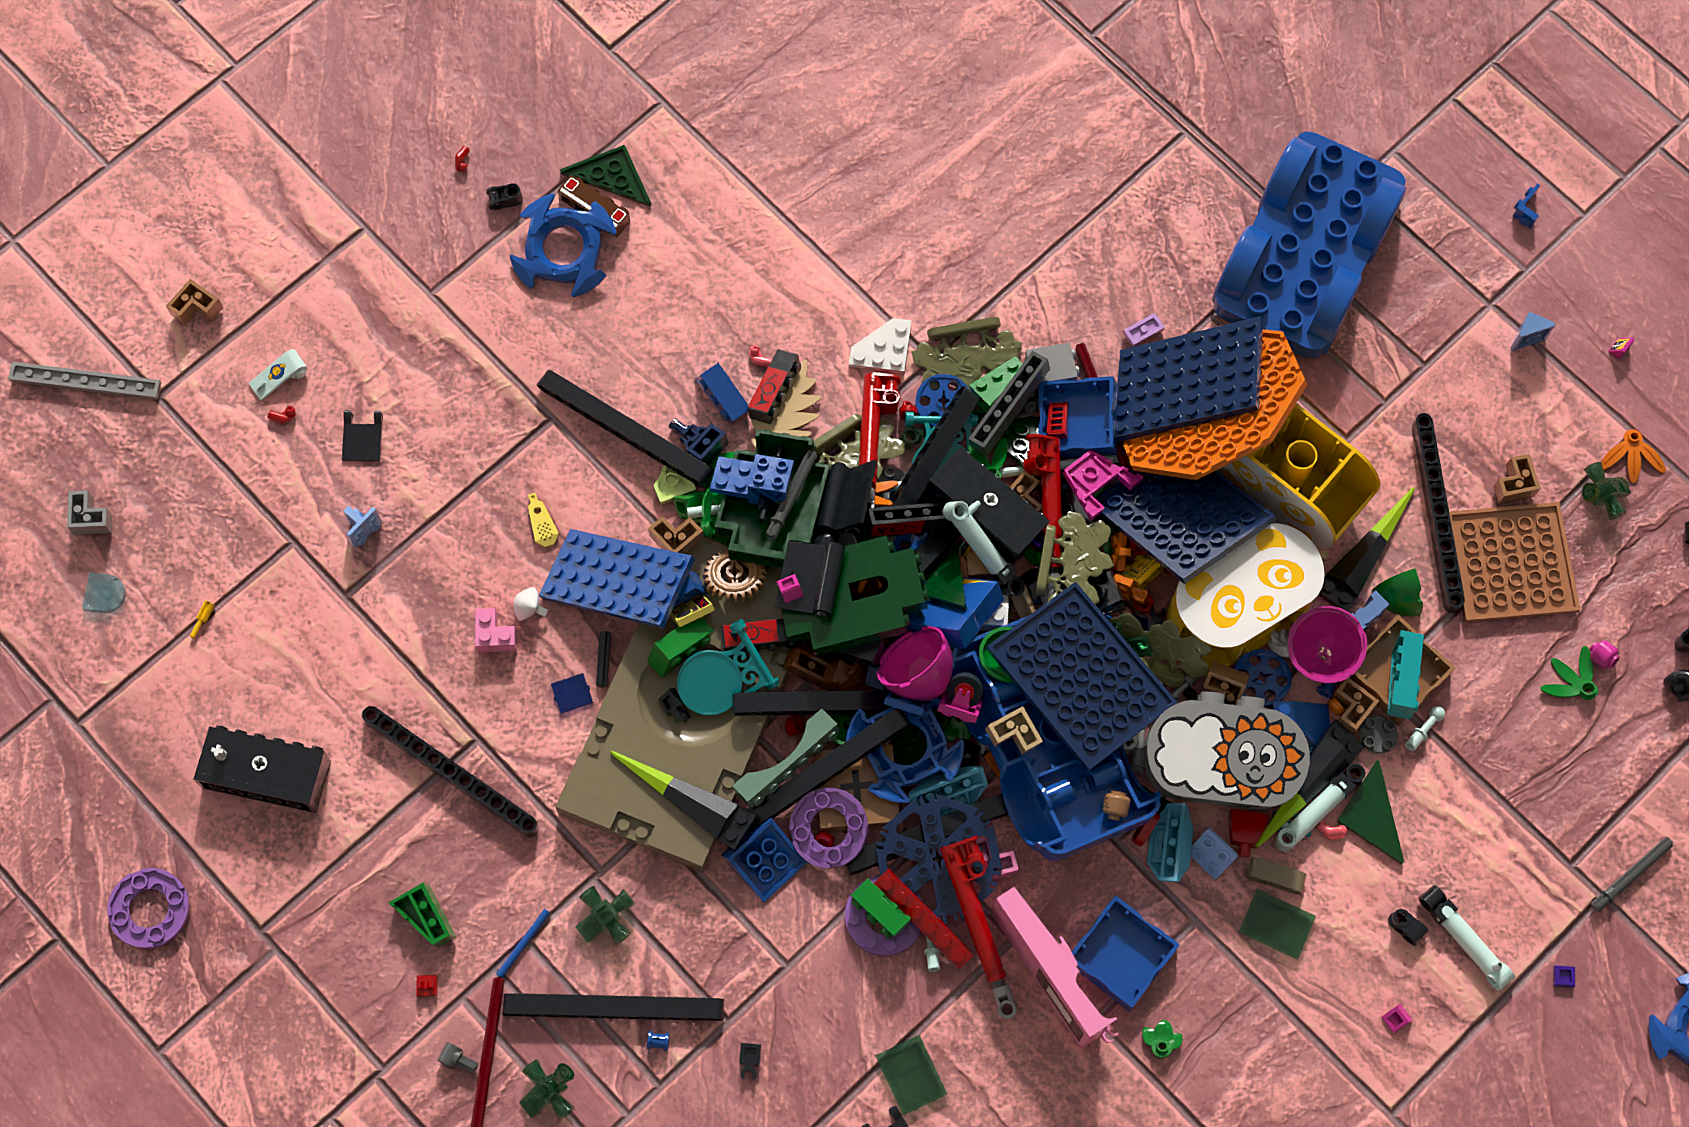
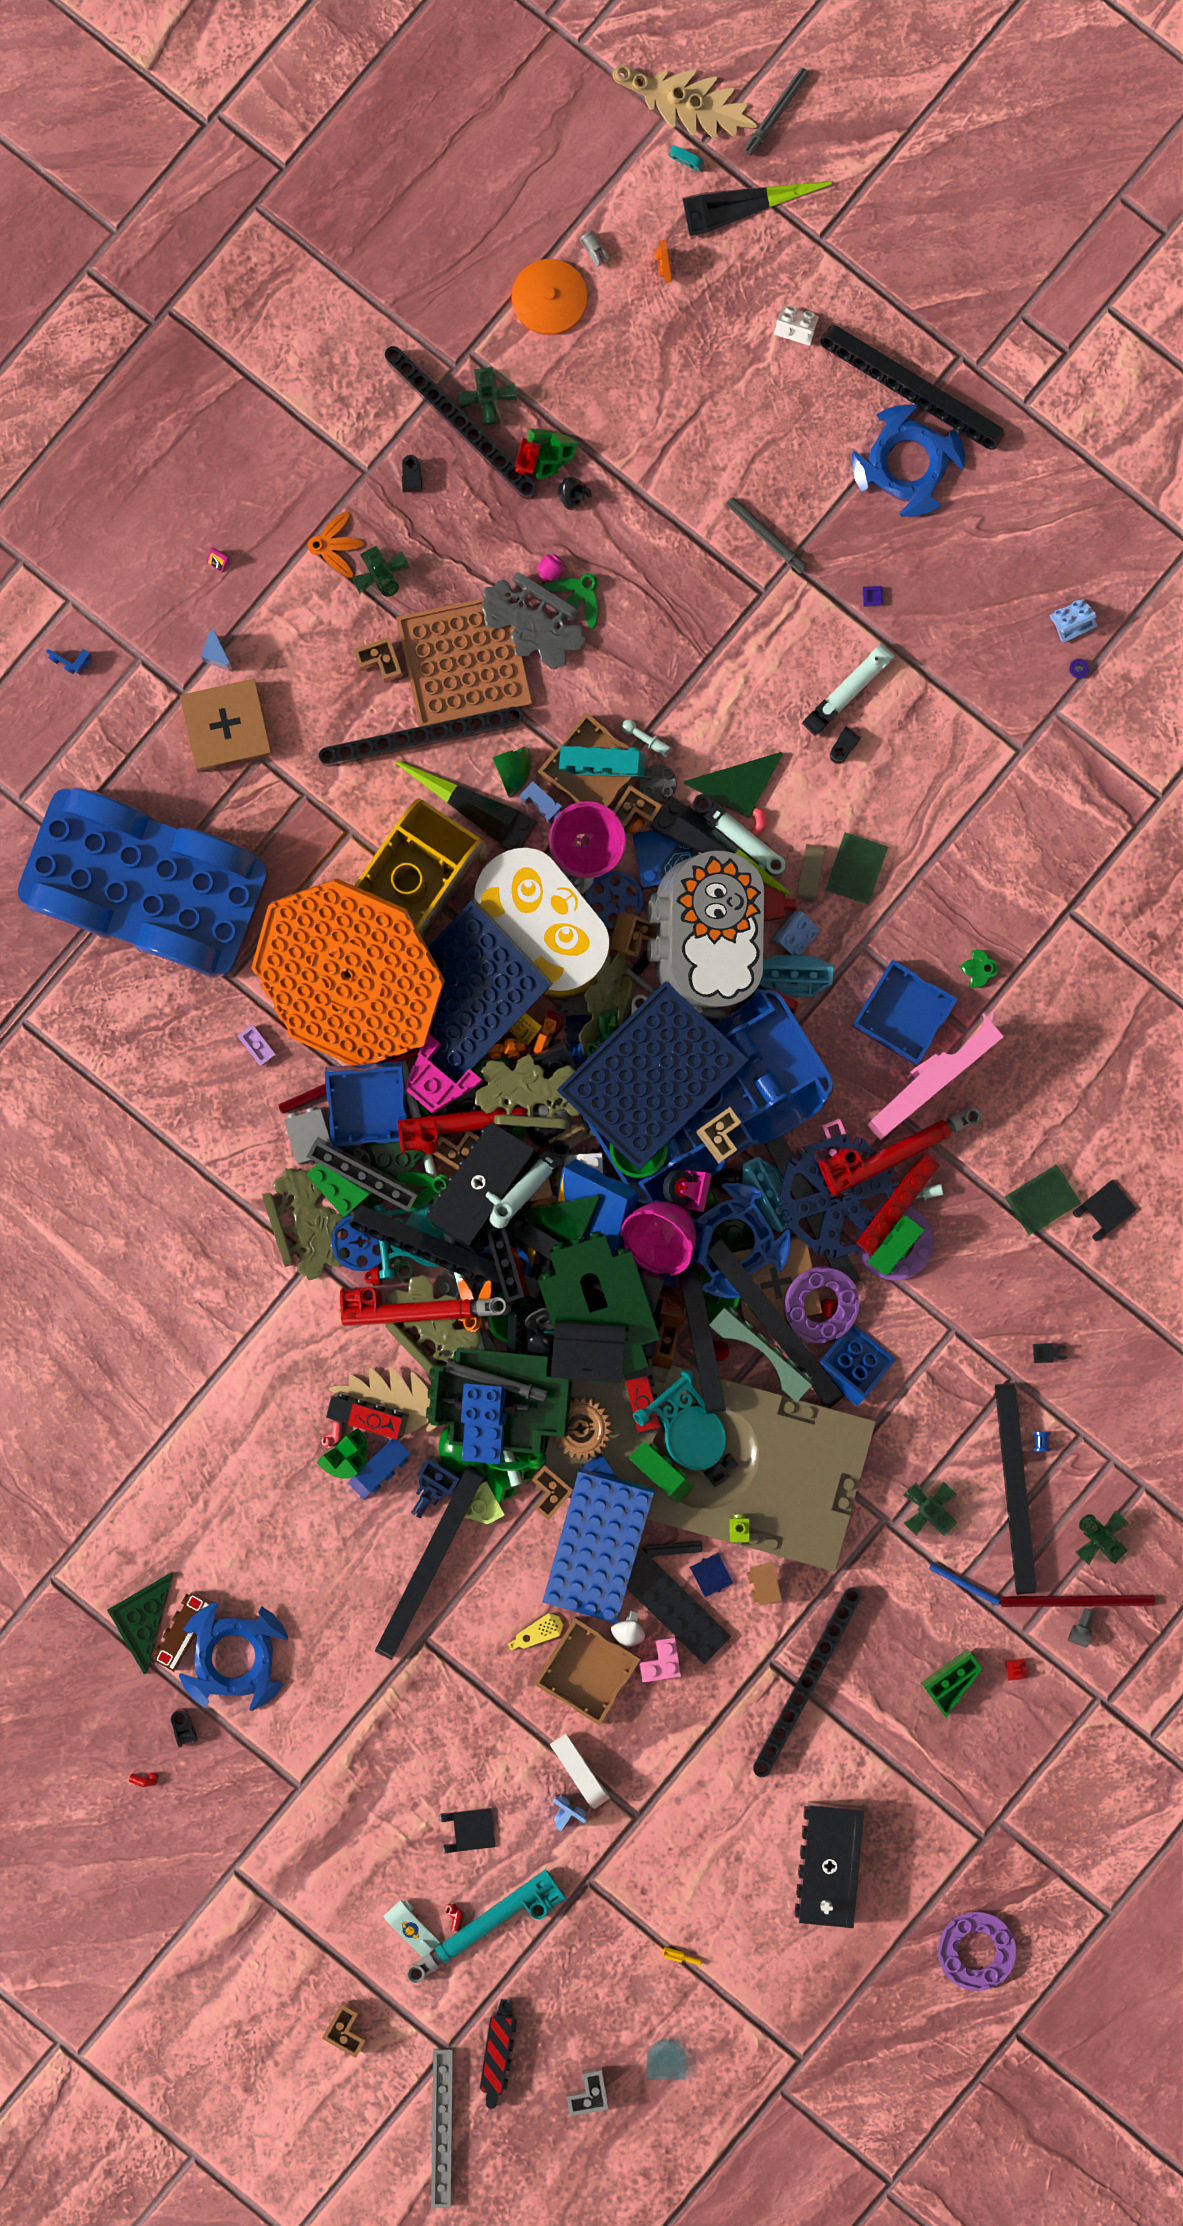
camera: 85 degrees left, 15 degrees up
(144, 437) = (497, 2051): none -> black hinge
(290, 491) = (536, 1891): none -> teal piece
(398, 541) = (579, 1771): none -> white beam
(496, 561) = (587, 1670): none -> medium nougat tile
(547, 652) = (675, 1608): none -> black plate
(553, 737) = (765, 1584): none -> medium nougat brick
(612, 714) = (739, 1528): none -> lime brick
(691, 611) = (626, 1464): light yellow tile -> none
(716, 815) = (826, 1413): black plate -> none
(737, 365) = (347, 1457): none -> green brick
(790, 588) = (601, 1369): dark pink slope -> none
(846, 497) = (489, 1326): black door -> none
(883, 348) = (307, 1309): white plate -> none
(1060, 433) = (371, 1116): red slope -> none
(1116, 805) = (773, 1030): medium nougat head -> none
(1189, 379) = (323, 996): dark blue plate -> none
(1397, 1018) = (931, 750): dark pink slope -> none
(1458, 335) = (225, 725): none -> medium nougat tile
(1544, 630) = (533, 627): none -> dark grey plant

